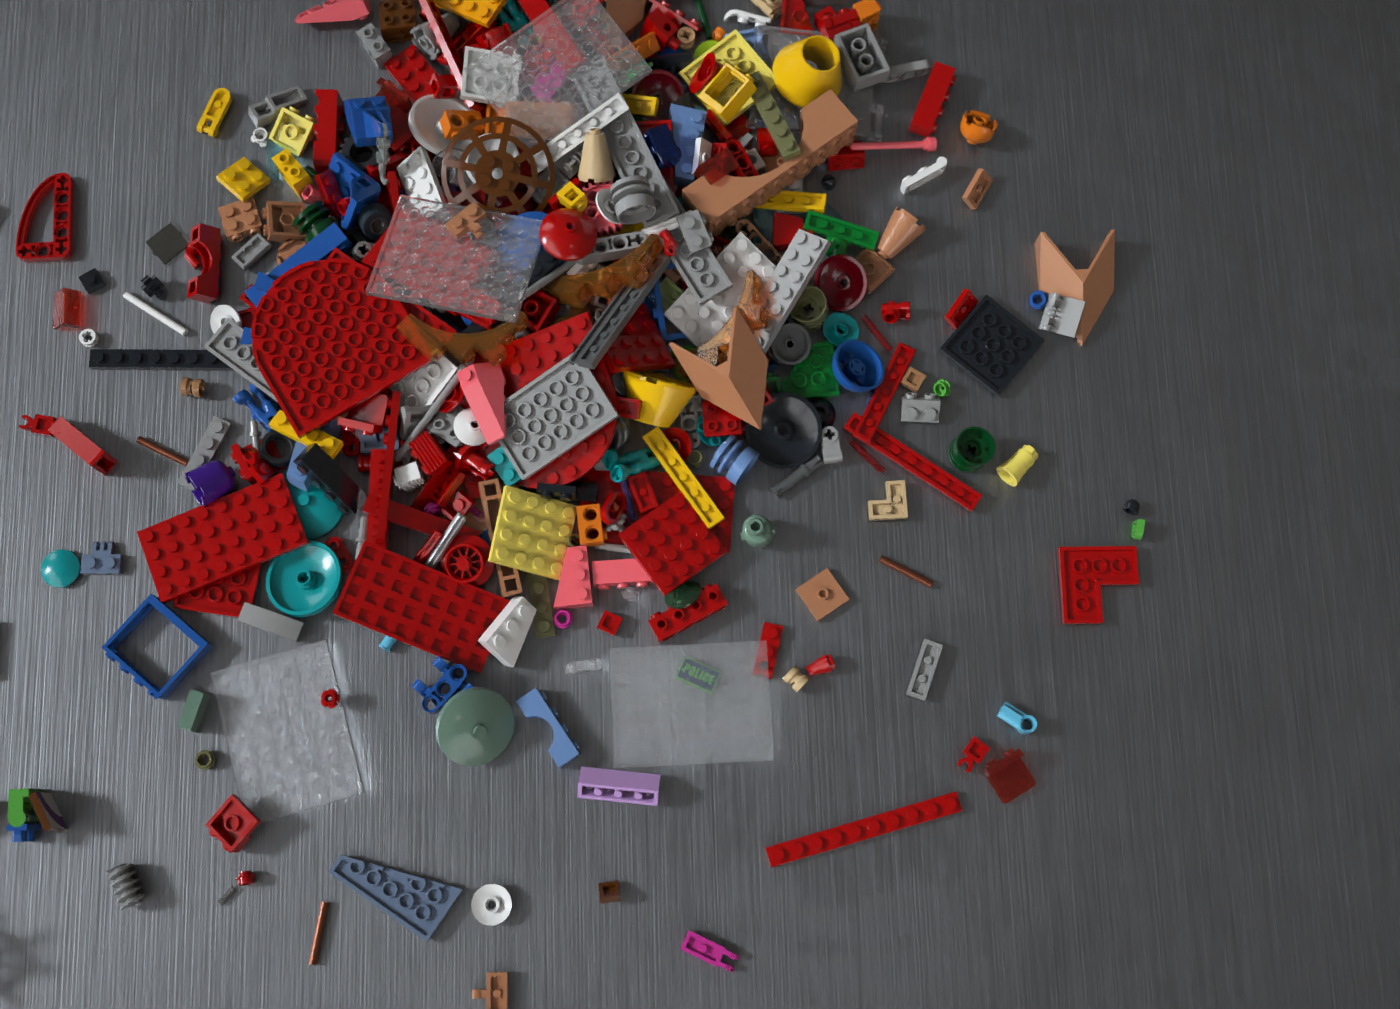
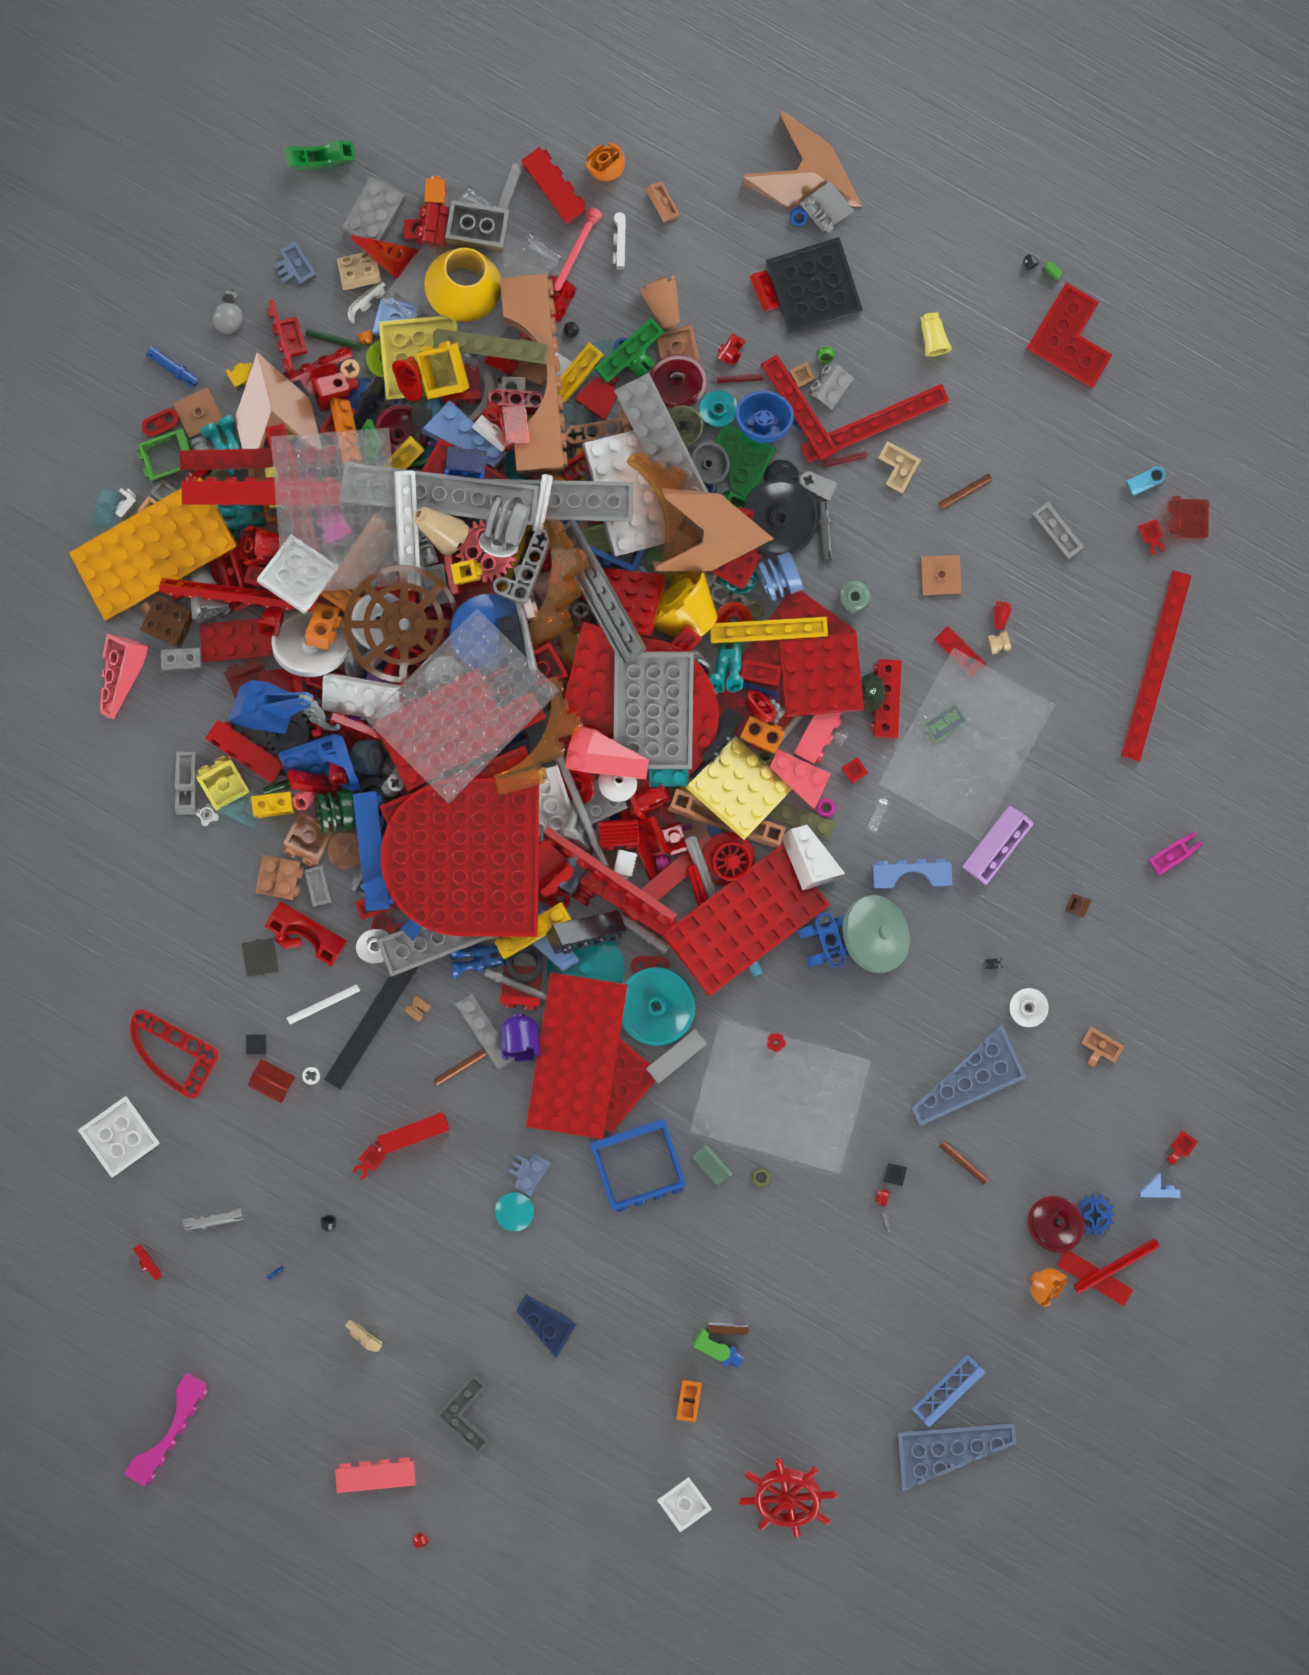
camera: 60 degrees left, 10 degrees up
(125, 885) = (828, 1297): light grey piece -> none
(152, 286) = (298, 992): black gear -> none
(215, 112) = (156, 842): yellow plate -> none
(233, 824) = (832, 1181): red plate -> none
(243, 179) = (242, 854): yellow plate -> none
(258, 467) = (535, 989): red plate -> none
(272, 876) = (895, 1174): none -> black plate
(467, 221) = (434, 677): nougat plate -> none
(512, 848) = (993, 963): none -> black bush
(564, 242) = (505, 607): red dish -> none
(670, 244) = (561, 512): red arm -> none
(694, 231) = (565, 484): light grey bracket -> none
(979, 442) = (907, 362): dark green wheel -> none

